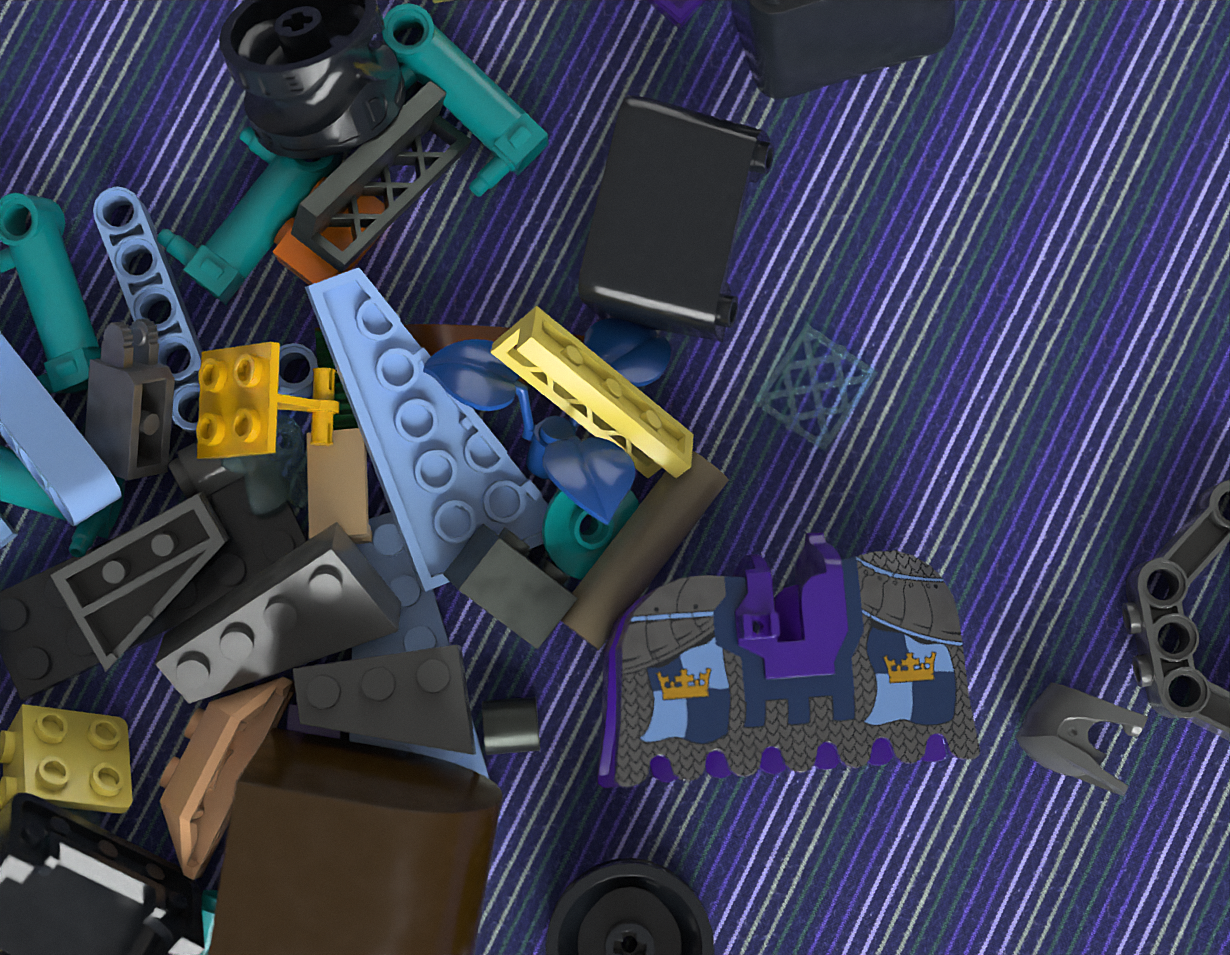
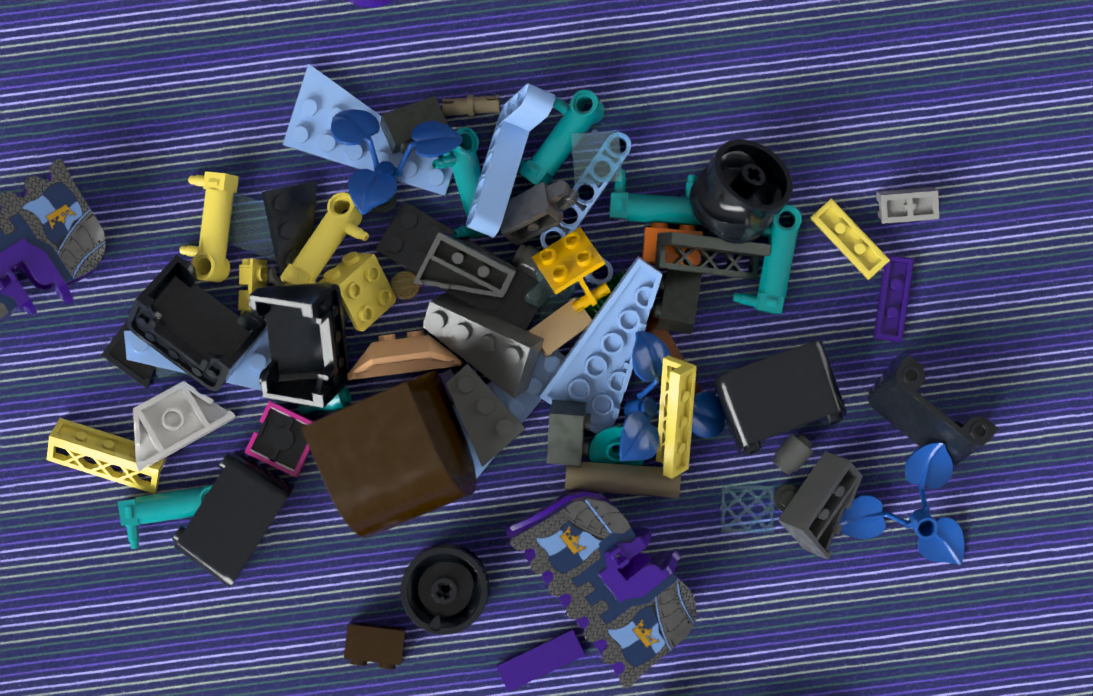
camera: 65 degrees right, 5 degrees up
(110, 691) = (403, 286): none -> clear yellow plate
(111, 255) = (596, 157): none -> clear light blue piece
(422, 276) = (678, 302): none -> pearl dark grey brick
(510, 725) = (506, 472): pearl dark grey brick -> none
(776, 259) = (793, 453): none -> dark grey brick
(840, 313) = (784, 495): none -> pearl dark grey plate
(843, 867) = (540, 660): none -> dark purple tile
(880, 265) = (820, 503): none -> dark grey wedge
(1049, 119) = (937, 539): none -> blue plant

